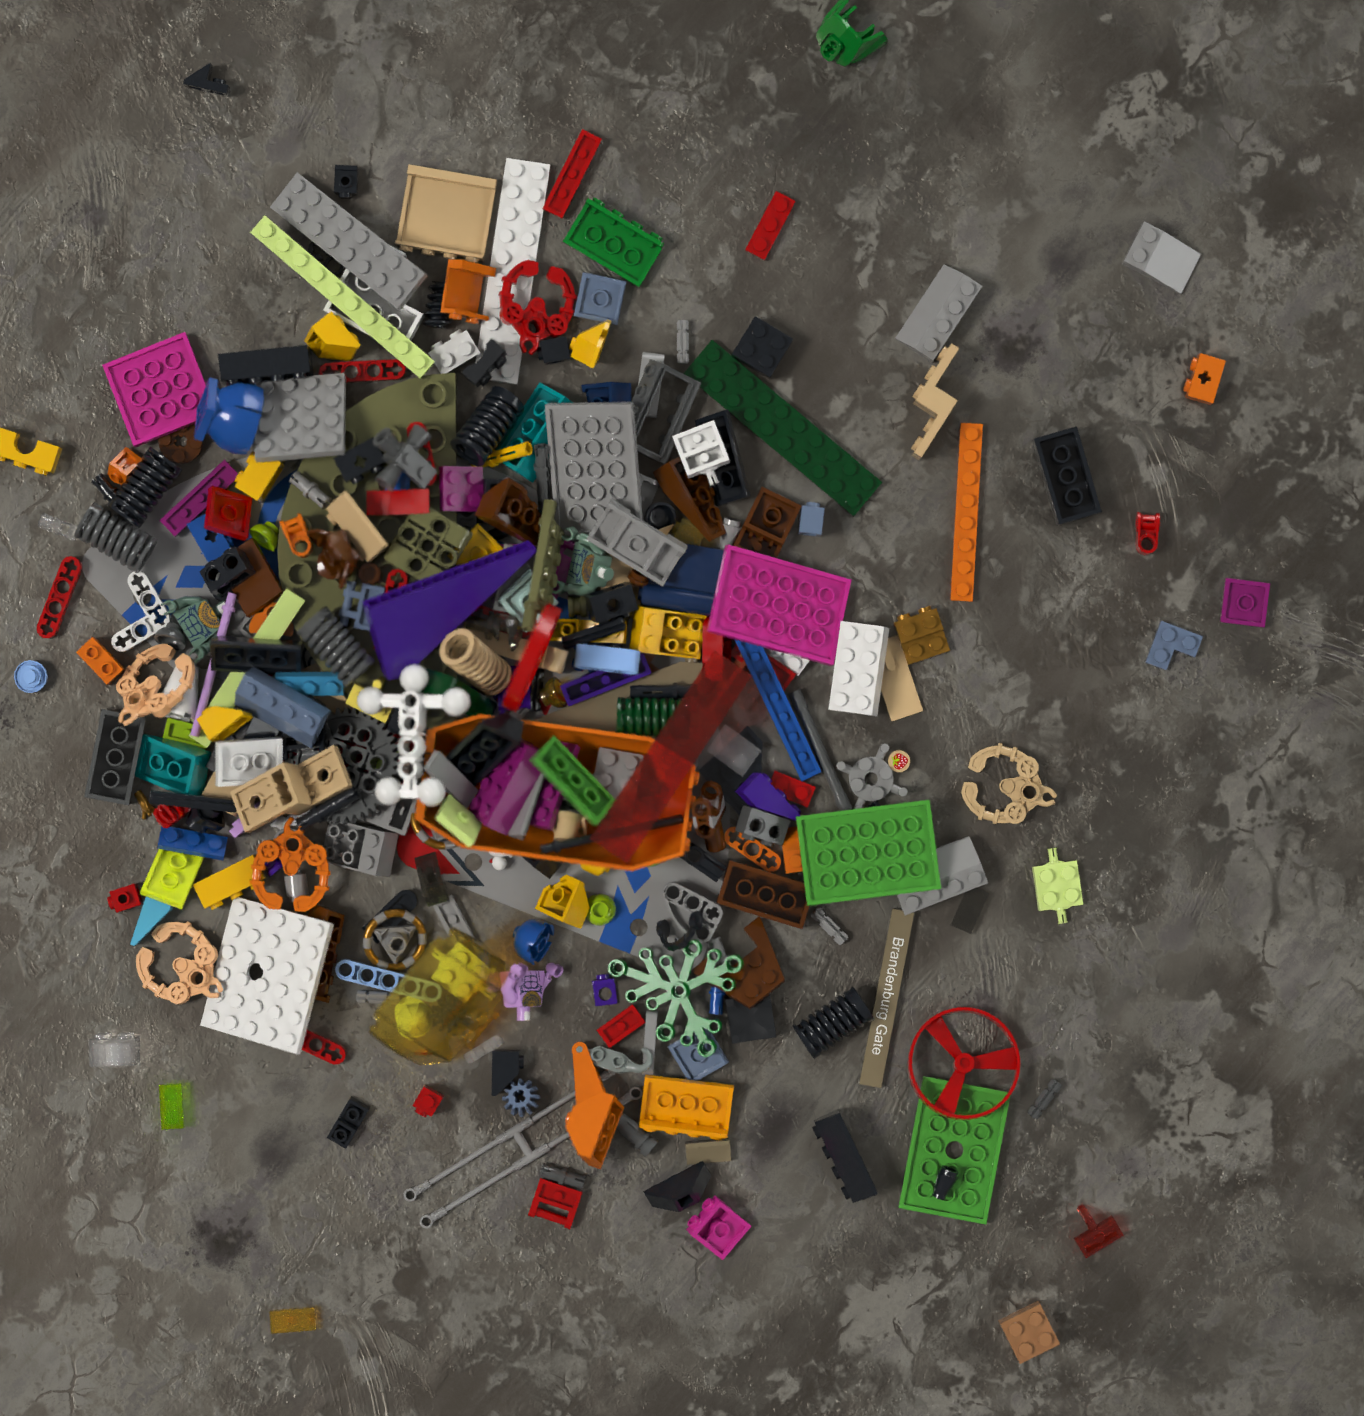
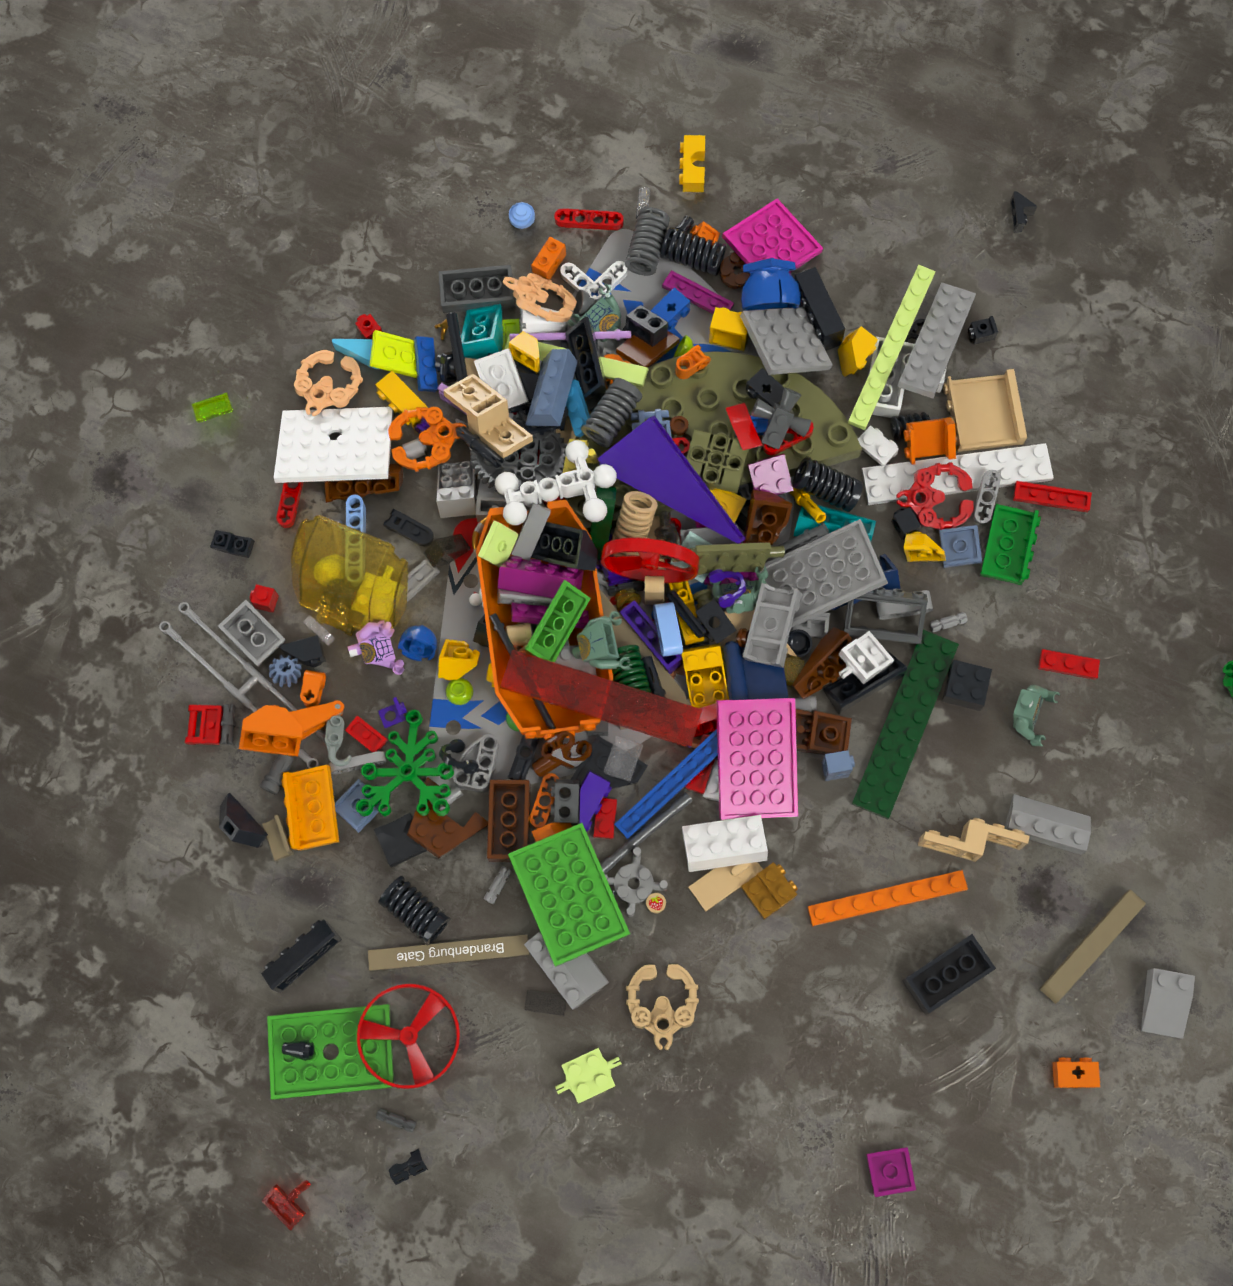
camera: 80 degrees right, 15 degrees down
(115, 1050) = (245, 350): clear brick -> none
(169, 815) = (442, 339): red gear -> none
(228, 513) = (692, 314): red plate -> none
(292, 1320) = (61, 547): clear yellow plate -> none
(310, 490) = (731, 364): light grey pin -> none
(337, 557) = (685, 394): reddish brown brick -> none
(357, 526) = (713, 402): tan slope -> none
(362, 367) = (841, 384): red beam -> none
(394, 939) = (390, 530): light grey piece -> none
(468, 1123) = (251, 633): none -> light grey slope
(480, 371) = (877, 467): black brick -> none
(545, 1069) = (312, 685): none -> orange piece
(560, 581) = (728, 599): none -> dark purple piece
(562, 263) = (987, 511): none -> light grey beam
(608, 742) = (599, 645): none -> sand green torso
(716, 1001) = (406, 808): blue pin -> none
(717, 1227) = (214, 864): dark pink plate -> none
(809, 290) = (1028, 709): none -> sand green torso
(1029, 1332) = (182, 1167): medium nougat brick -> none
(1080, 313) = (1092, 946): none -> dark tan beam
(1089, 1089) = (414, 1159): none -> black piece
(1147, 531) = (926, 1062): red piece -> none
(1169, 639) = (837, 1113): sand blue plate -> none

